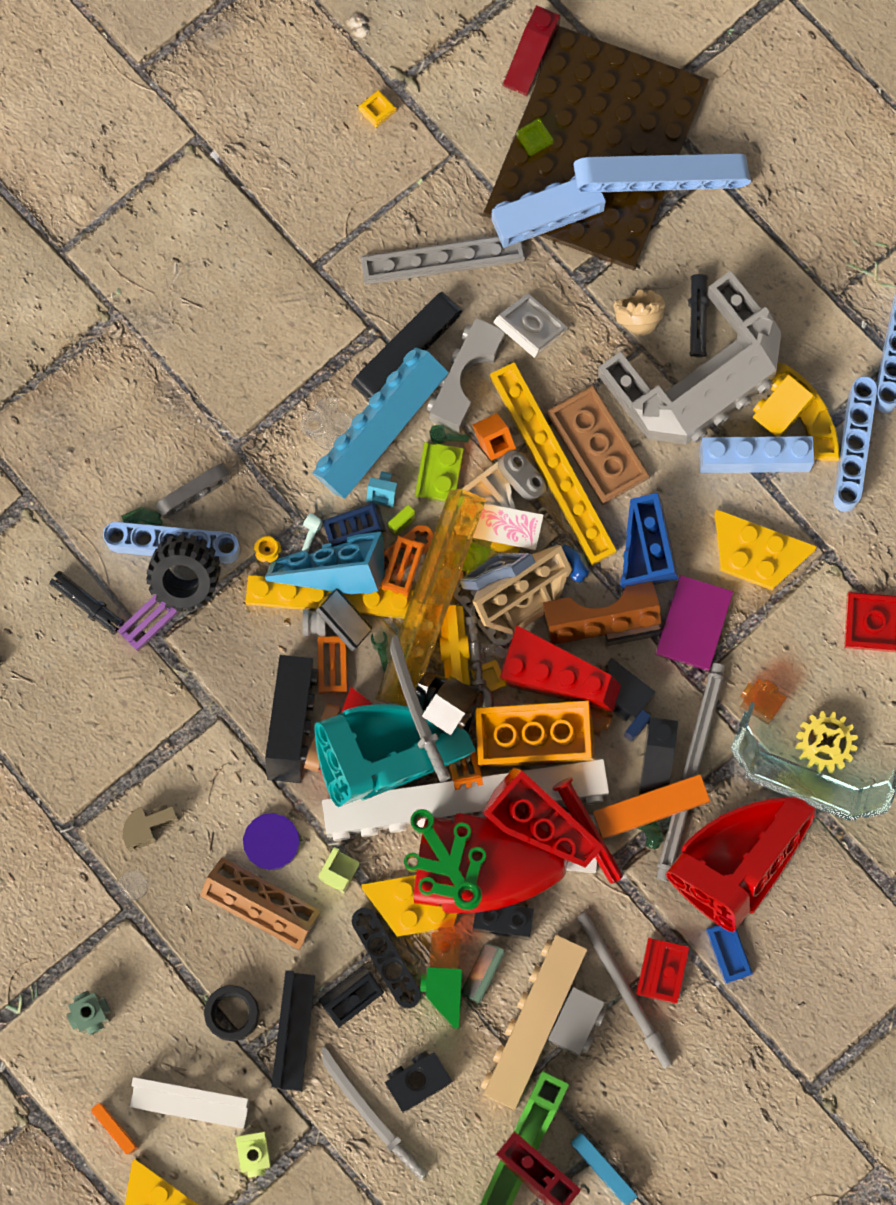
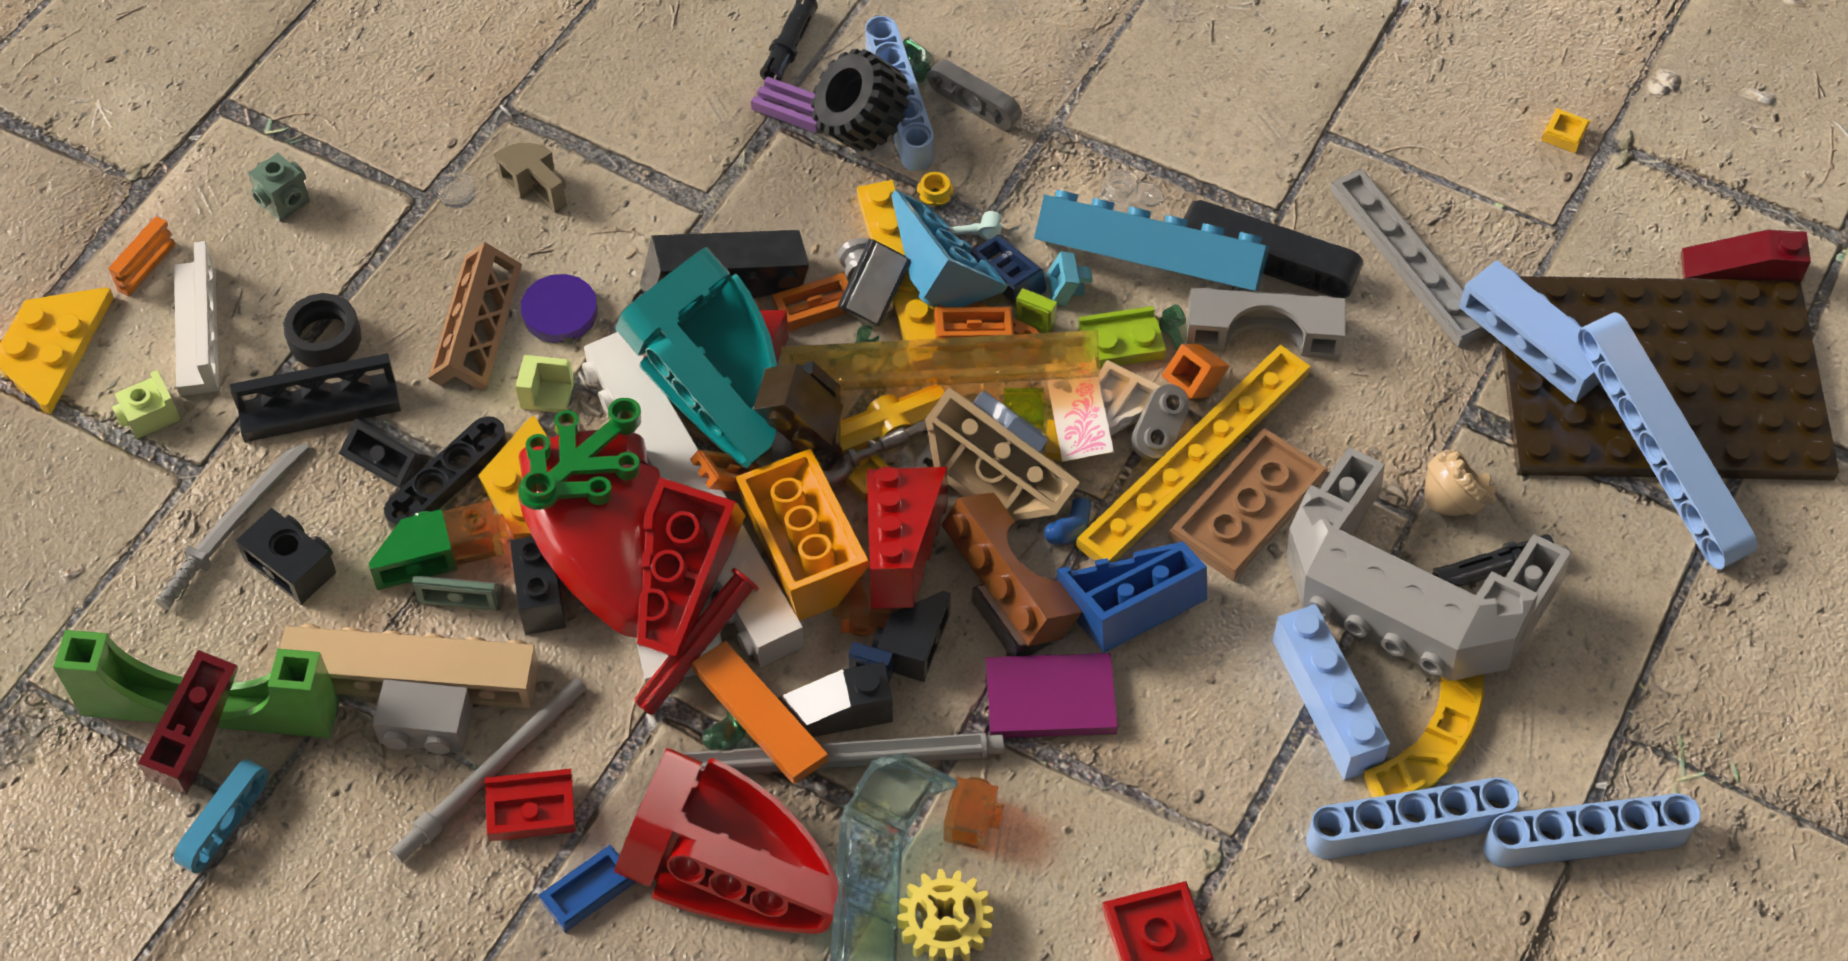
camera: 70 degrees right, 20 degrees down
(427, 739) = (737, 385): light grey sword -> none
(530, 325) = (1370, 367): white tile -> none
(534, 137) = (1628, 292): clear neon green tile -> none
(756, 551) = (1191, 744): yellow wing -> none
(783, 406) = (1418, 701): yellow brick -> none

